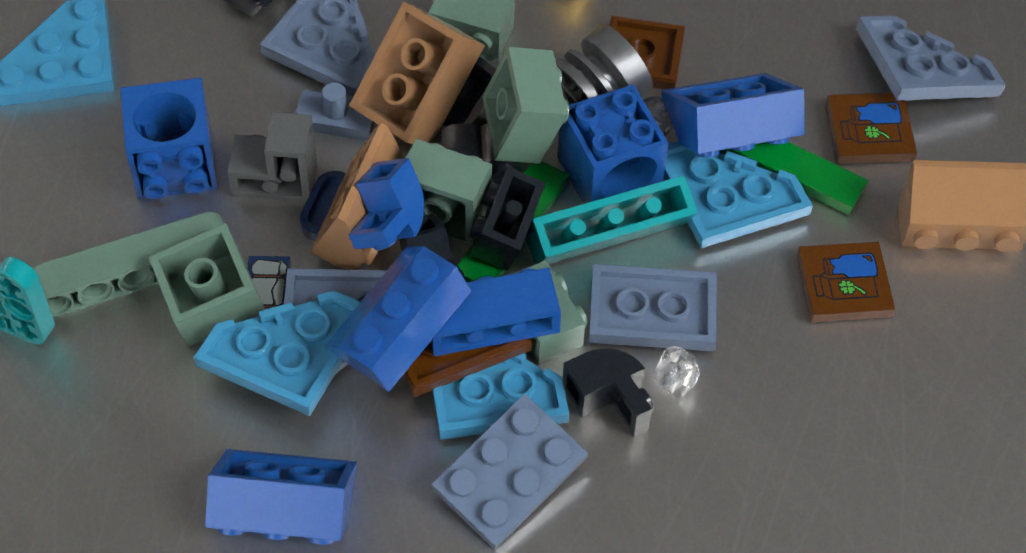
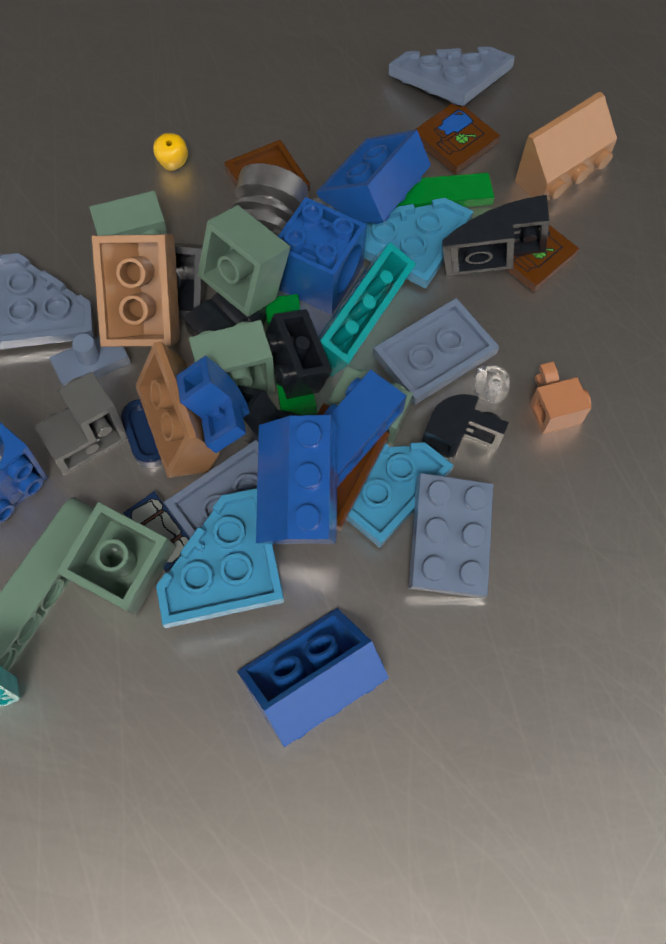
camera: 40 degrees left, 10 degrees up
(729, 431) = (558, 402): none -> nougat brick
(798, 238) = (498, 236): none -> black slope

